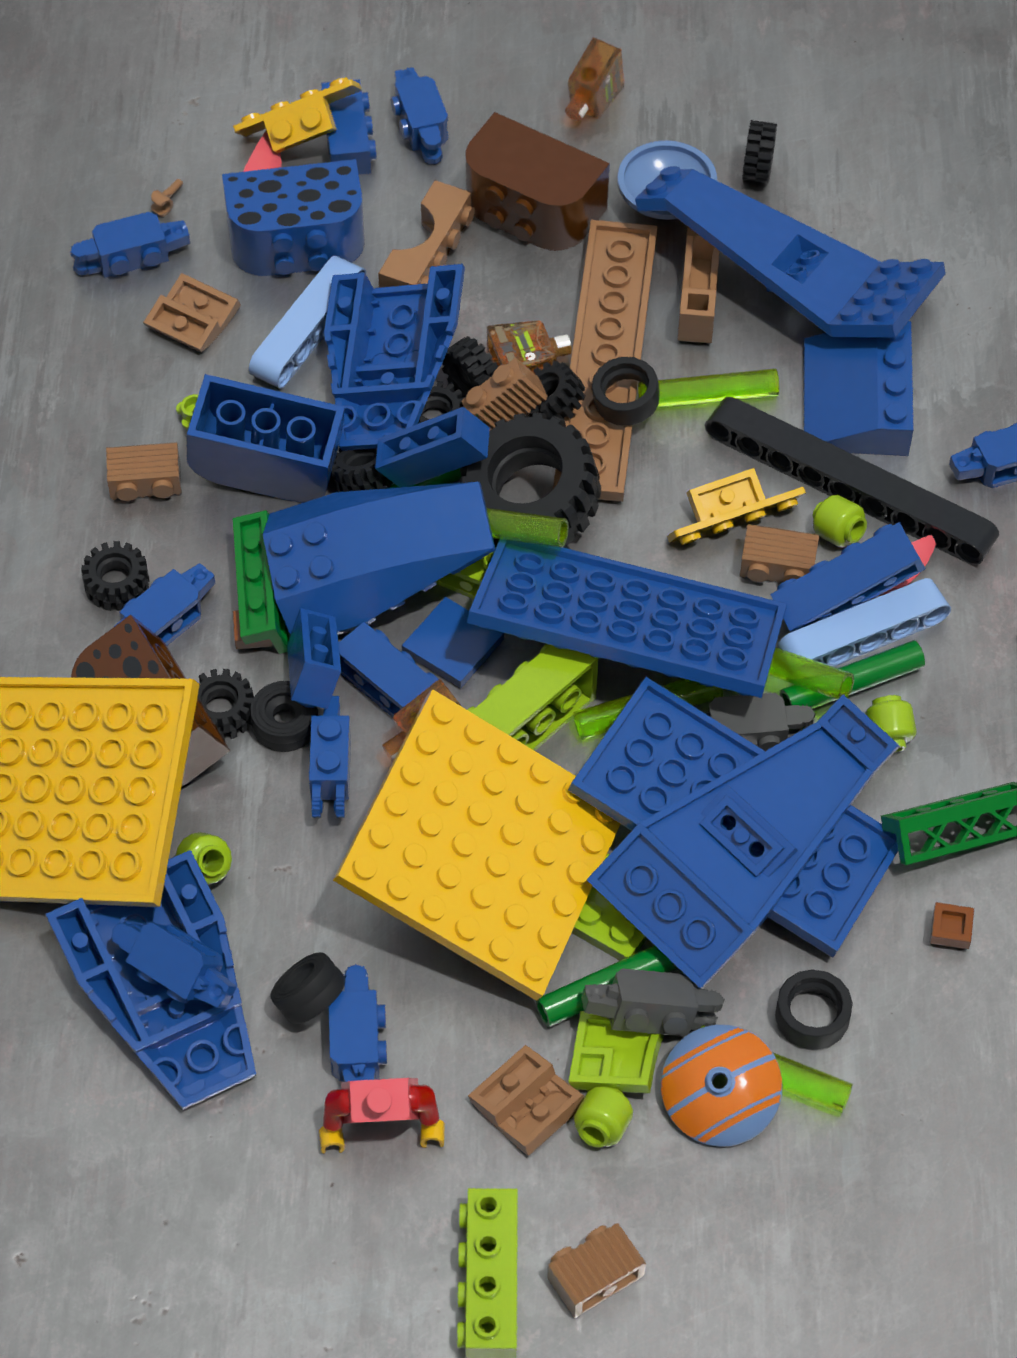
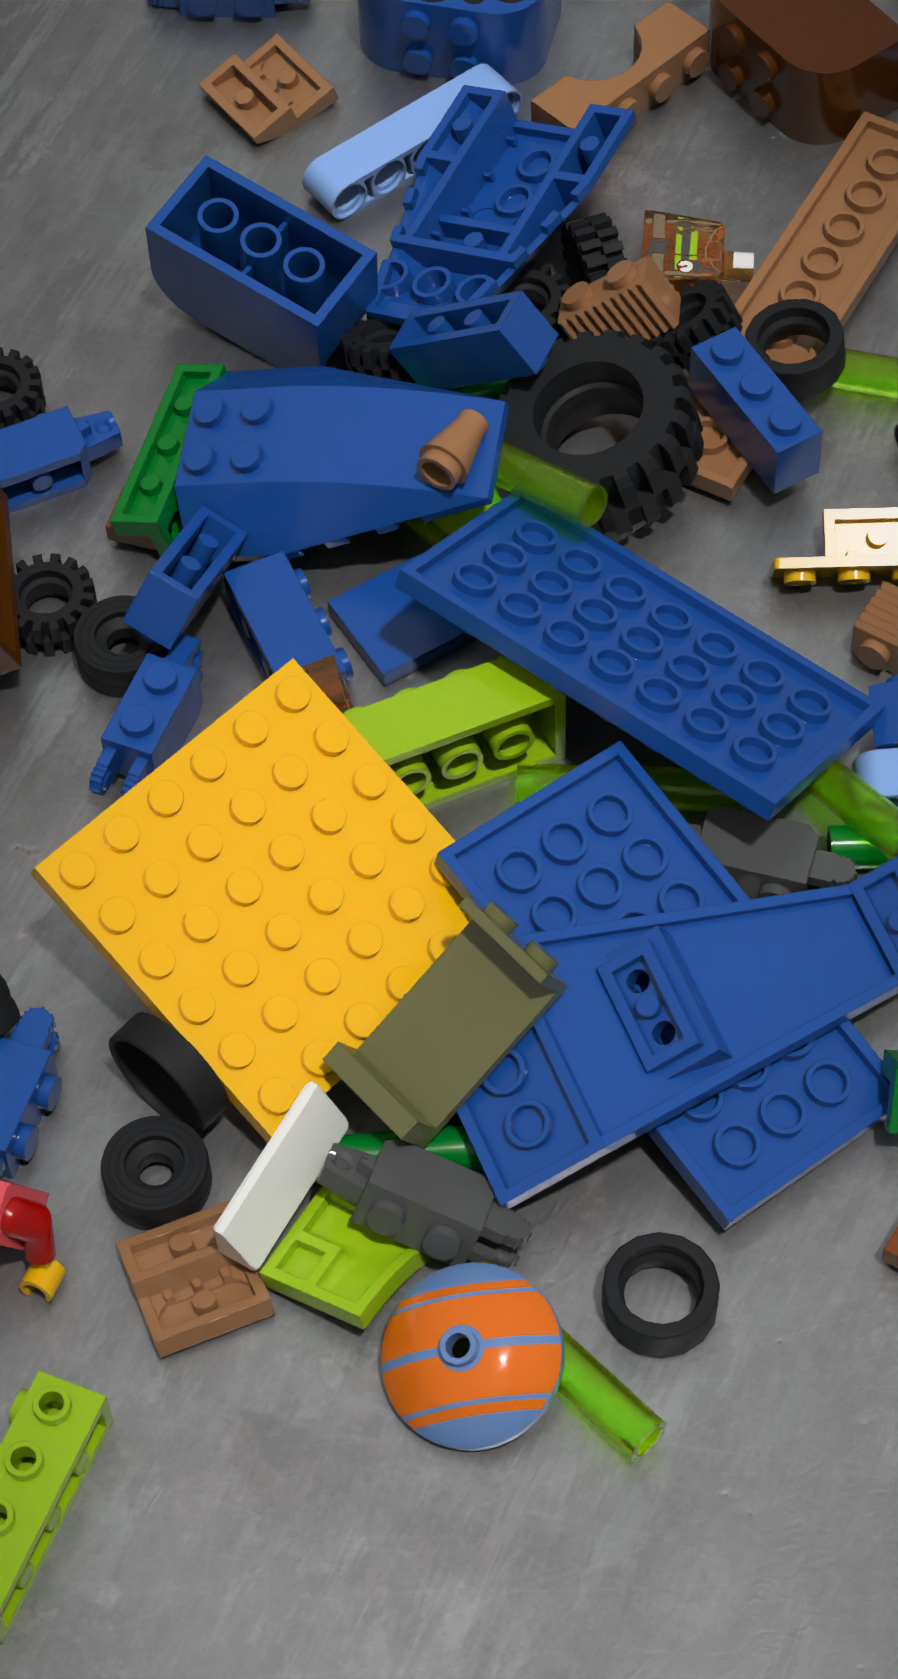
camera: 25 degrees right, 0 degrees up
(143, 471) = (98, 272): medium nougat brick -> none
(463, 524) = (450, 454): none -> medium nougat cone
(466, 963) = (168, 1071): none -> black tyre
(466, 1022) = (151, 1141): none -> black tyre
(560, 1019) = (280, 1178): none -> white slope
(595, 1268) = (167, 1552): medium nougat brick -> none
(603, 1116) = (283, 1340): lime head -> none
(622, 438) = (755, 410): none -> blue brick
(629, 886) = (451, 1026): none -> olive panel

